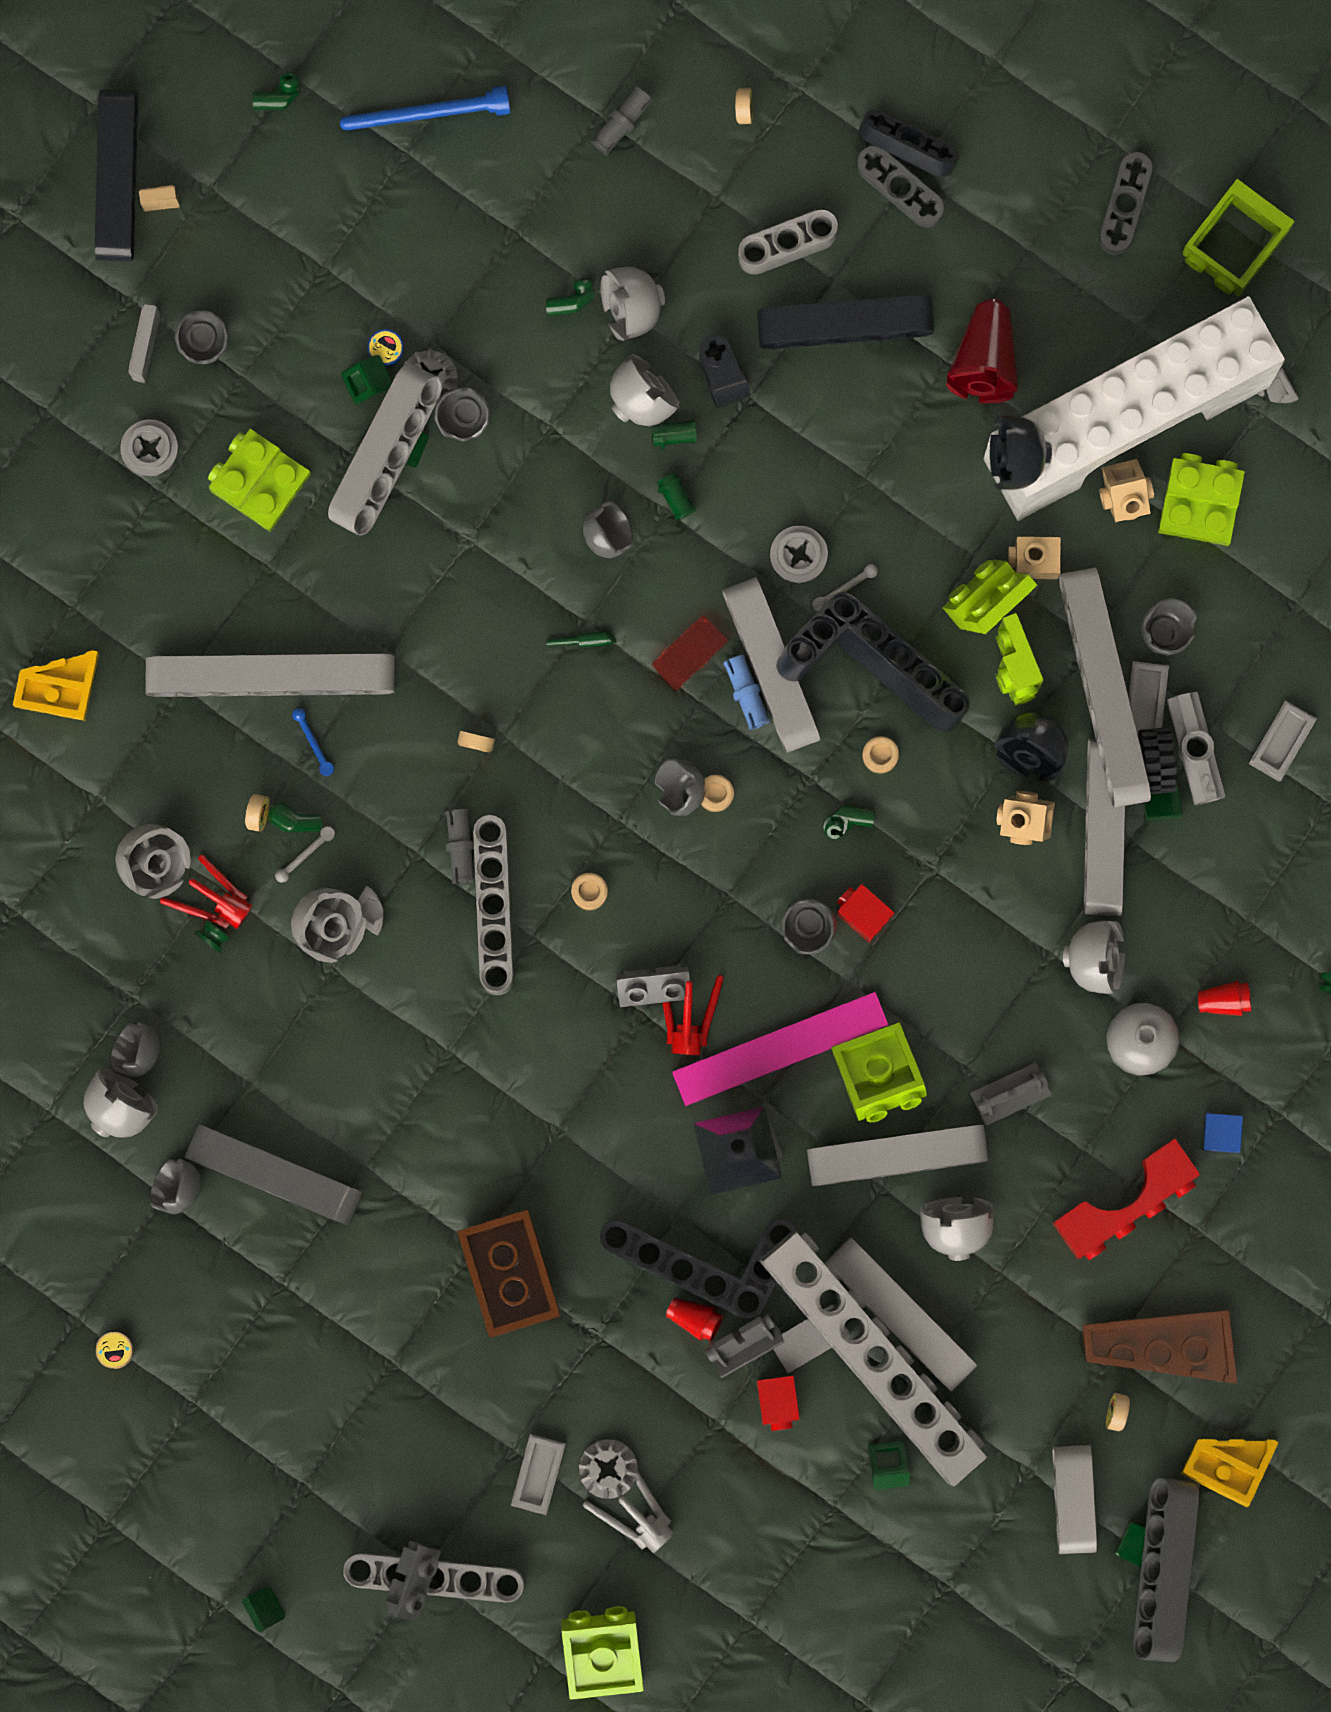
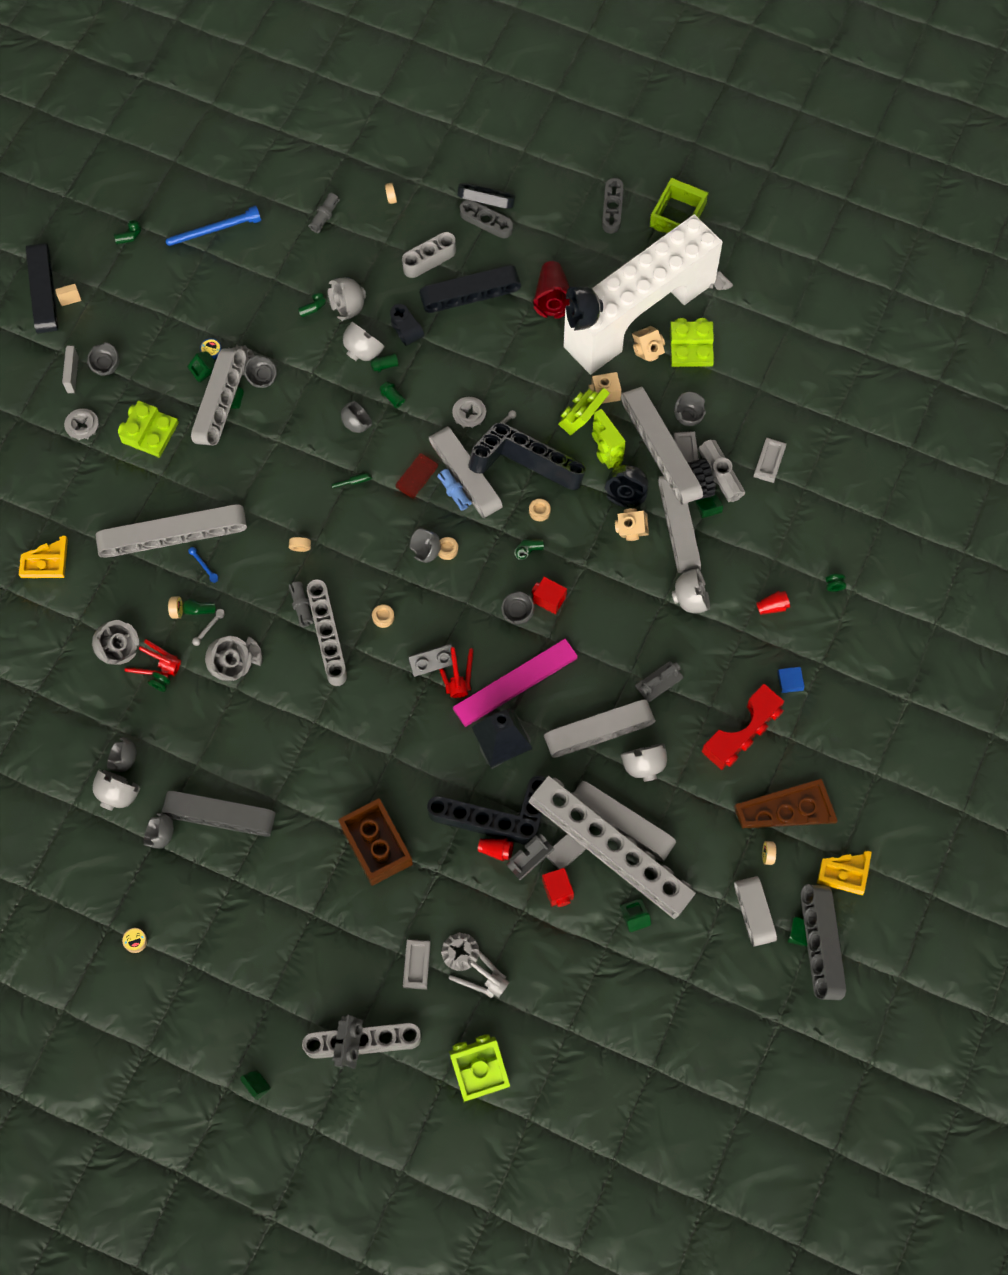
camera: 15 degrees left, 15 degrees down
(879, 1073) = (578, 683): lime plate -> none
(1142, 1039) = (730, 635): light grey cylinder -> none

